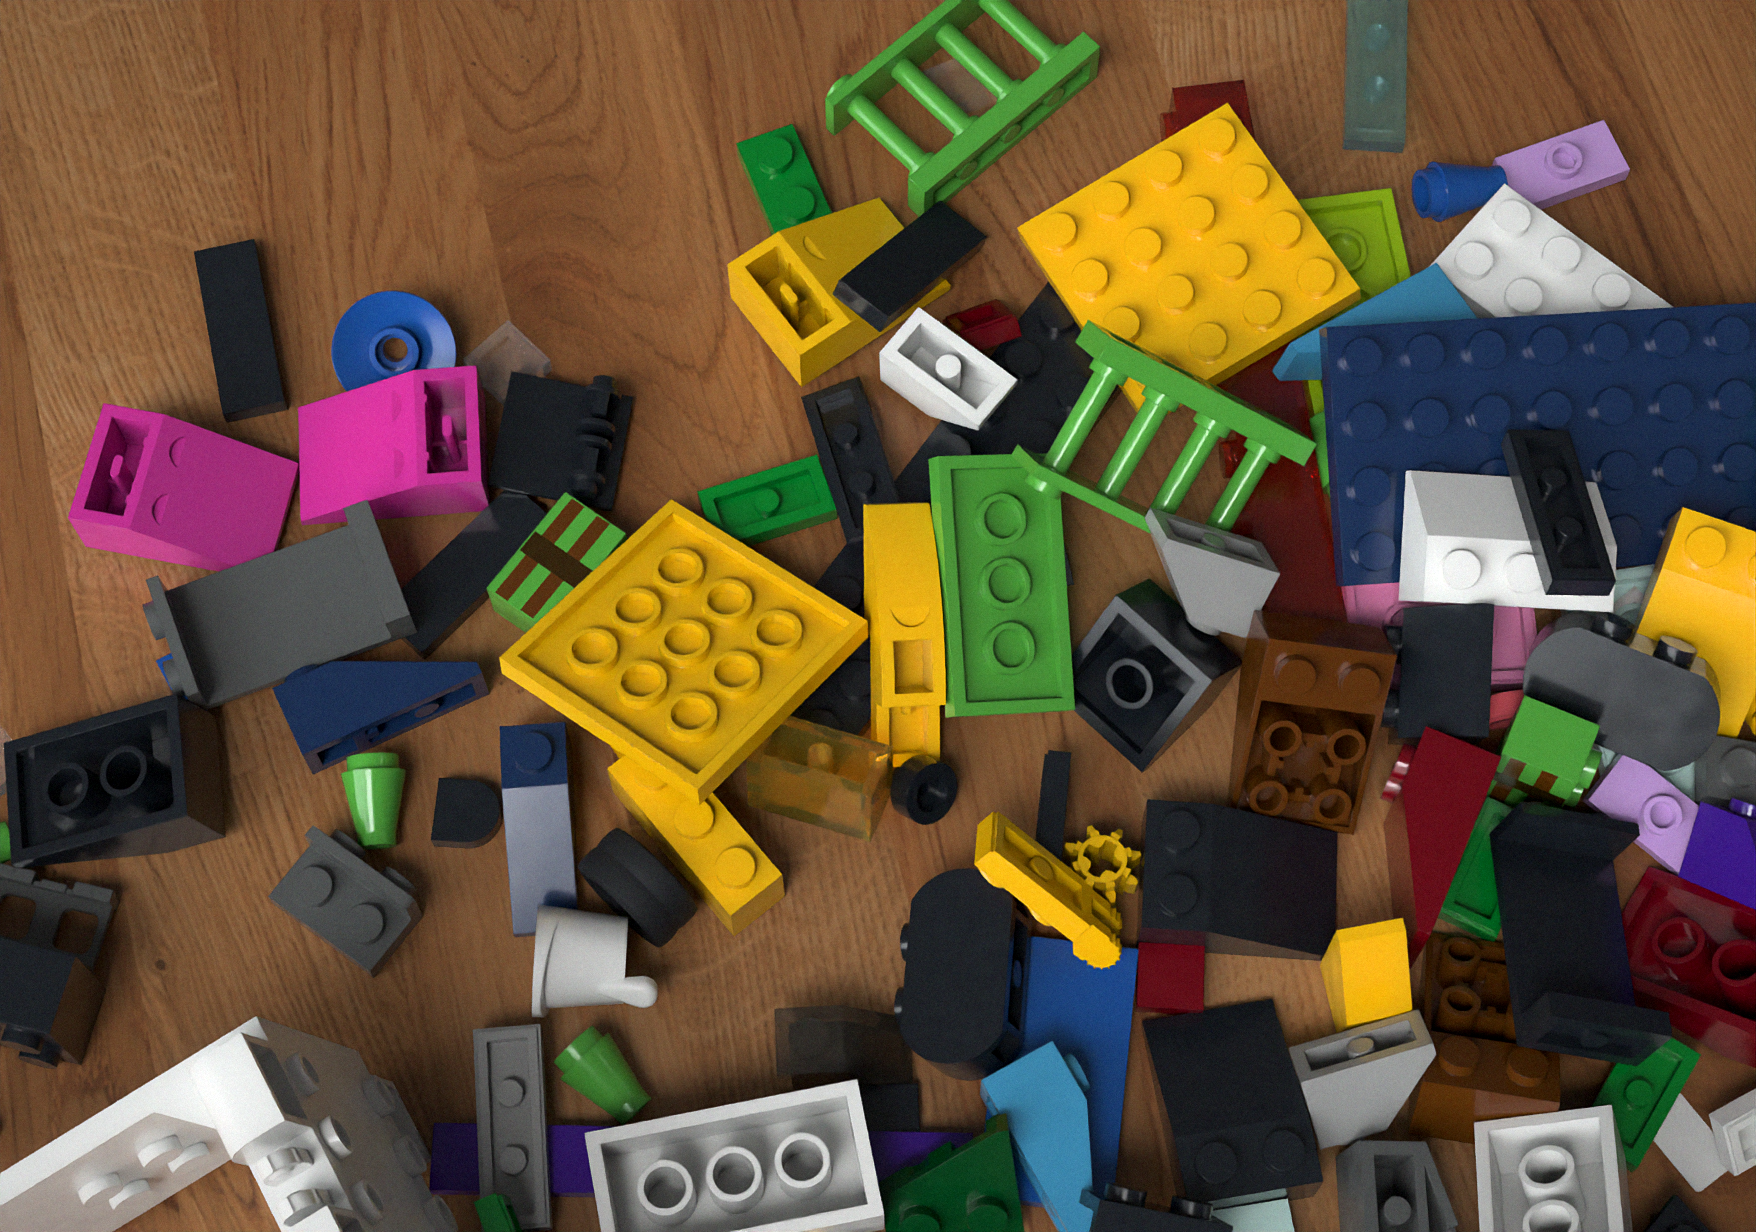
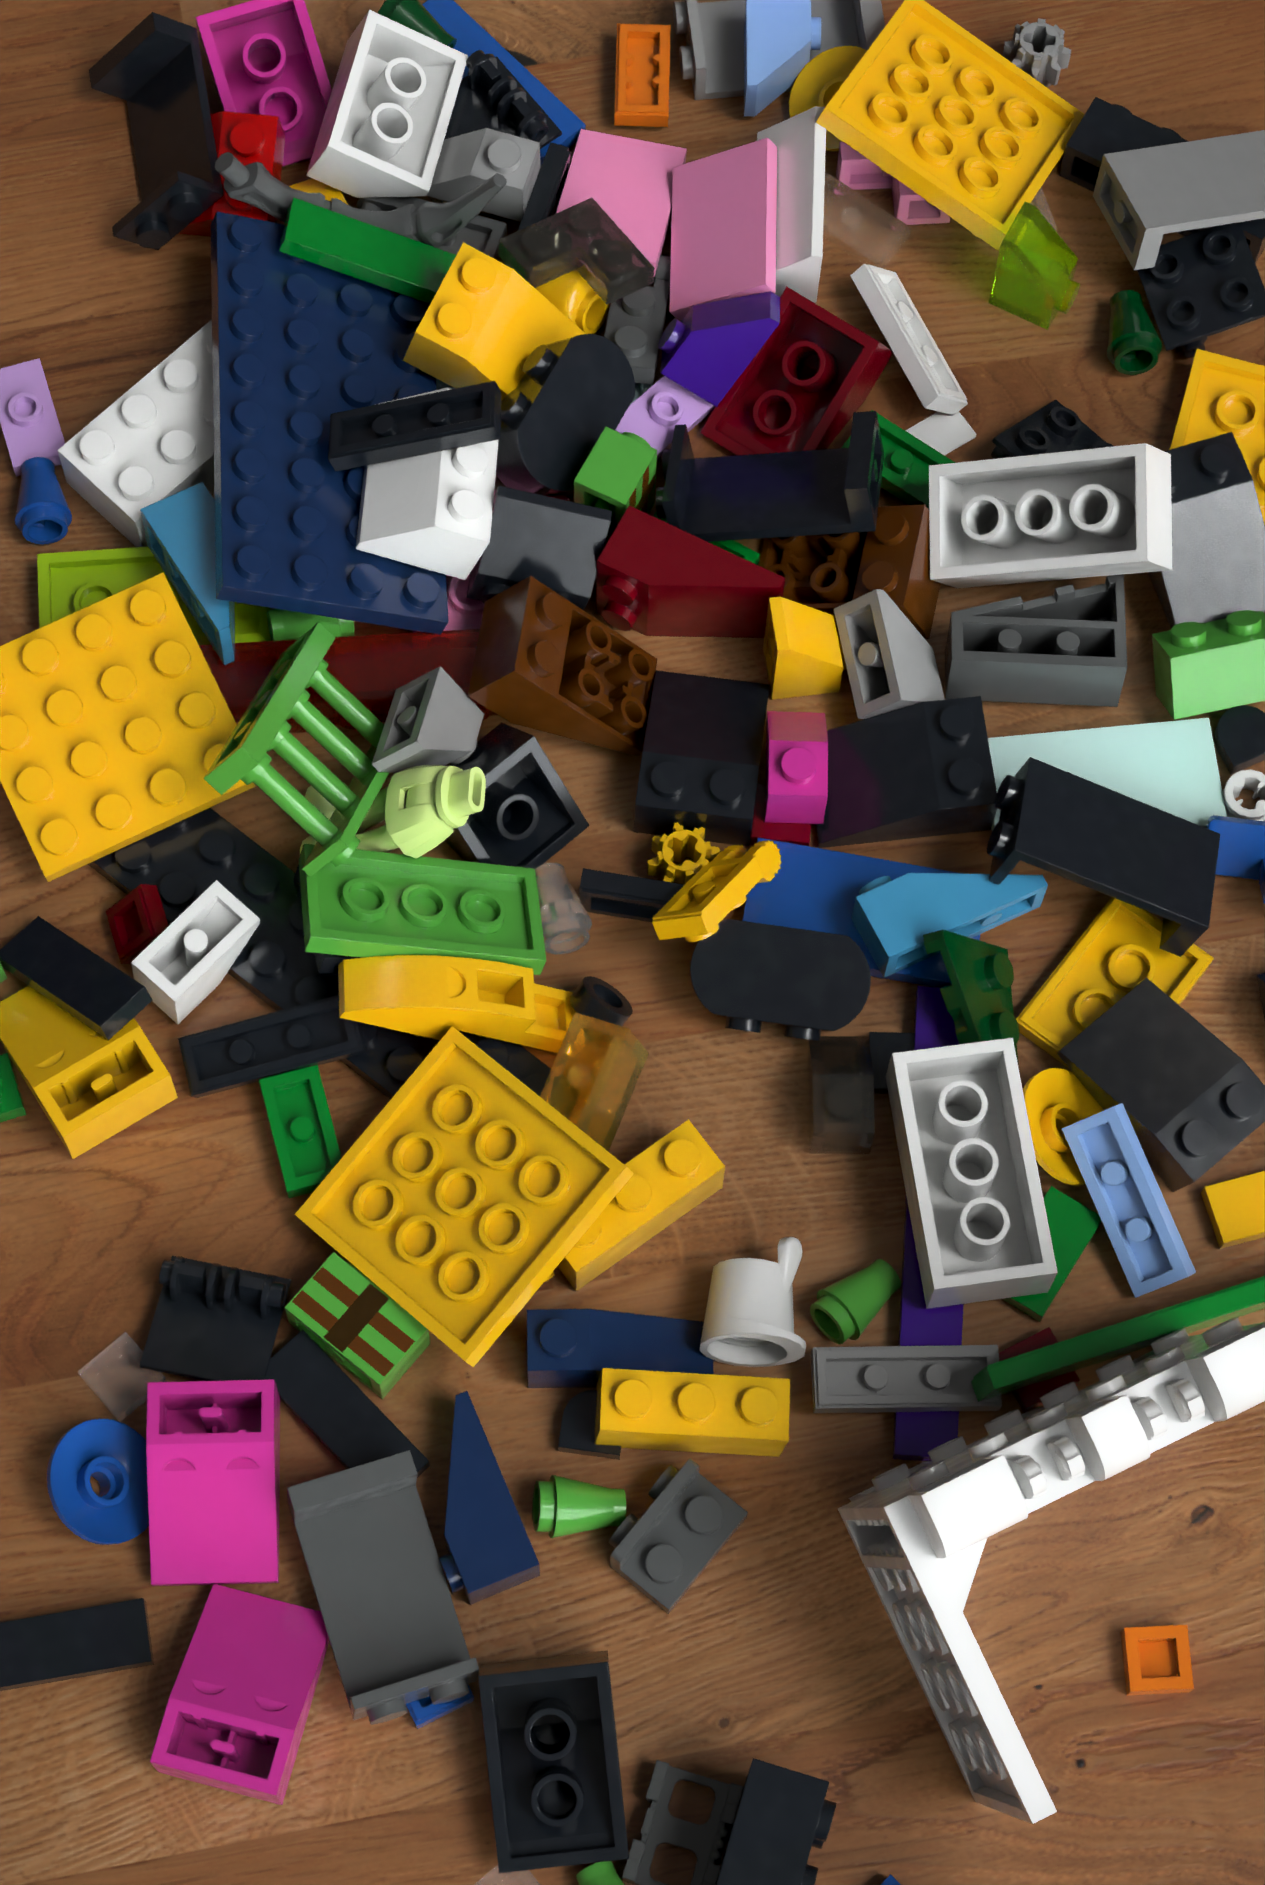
camera: 90 degrees left, 0 degrees up
(467, 903) = (692, 1412): none -> yellow brick
(637, 887) = (686, 1252): black tyre -> none
(1022, 740) = (562, 913): none -> clear cone
(1112, 564) = (418, 808): none -> yellowish green piece
(1224, 978) = (796, 767): none -> dark pink slope

